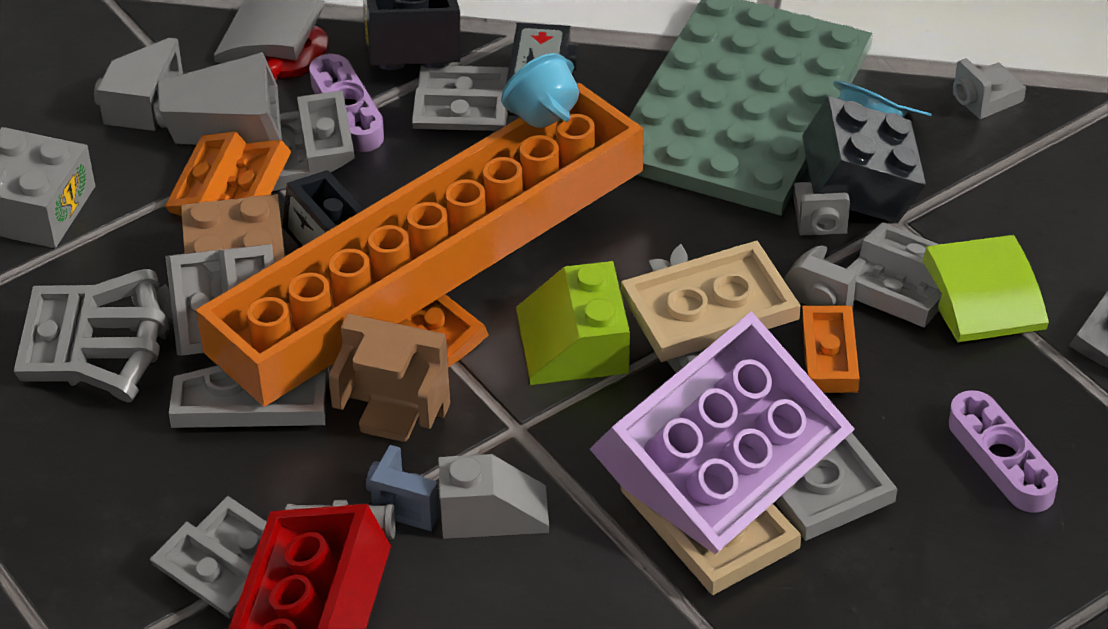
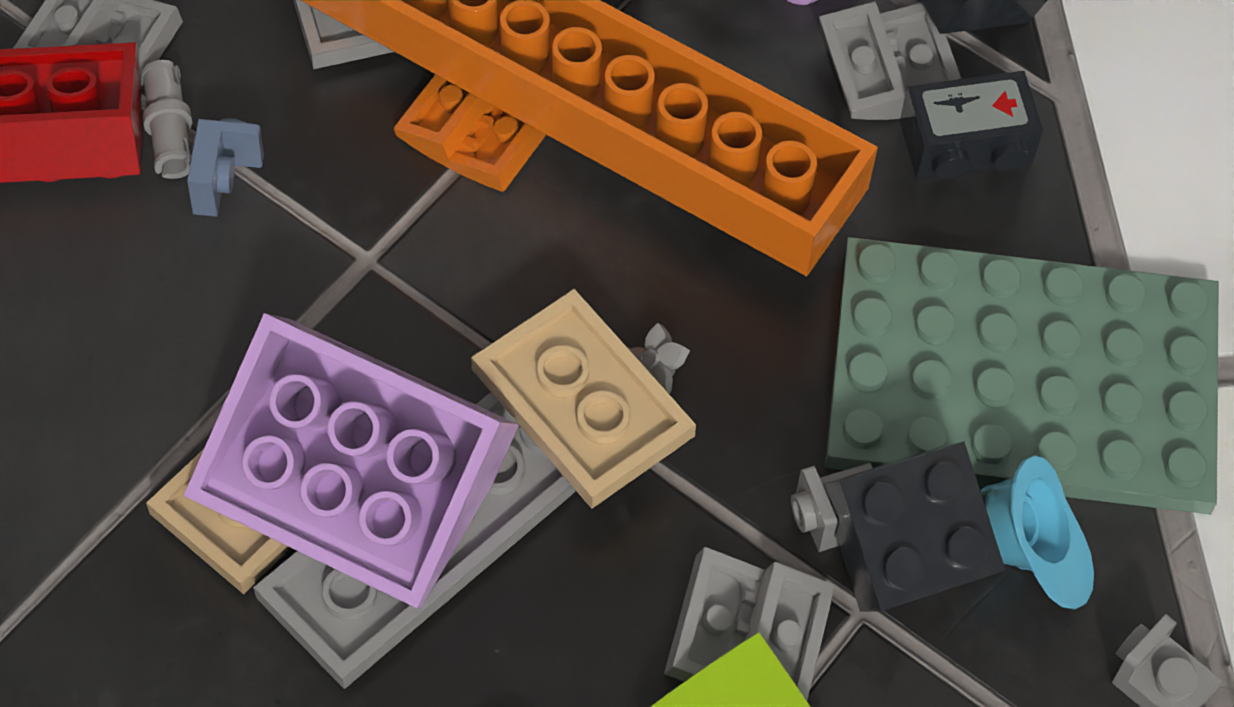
camera: 70 degrees right, 15 degrees up
(394, 370) = (360, 66): medium nougat panel -> none
(489, 498) = (227, 250): light grey slope -> none
(542, 91) = (800, 103): medium azure piece -> none
(575, 326) = (525, 269): lime slope -> none
(819, 281) = (675, 534): light grey plate -> none
(830, 348) = (575, 562): orange plate -> none

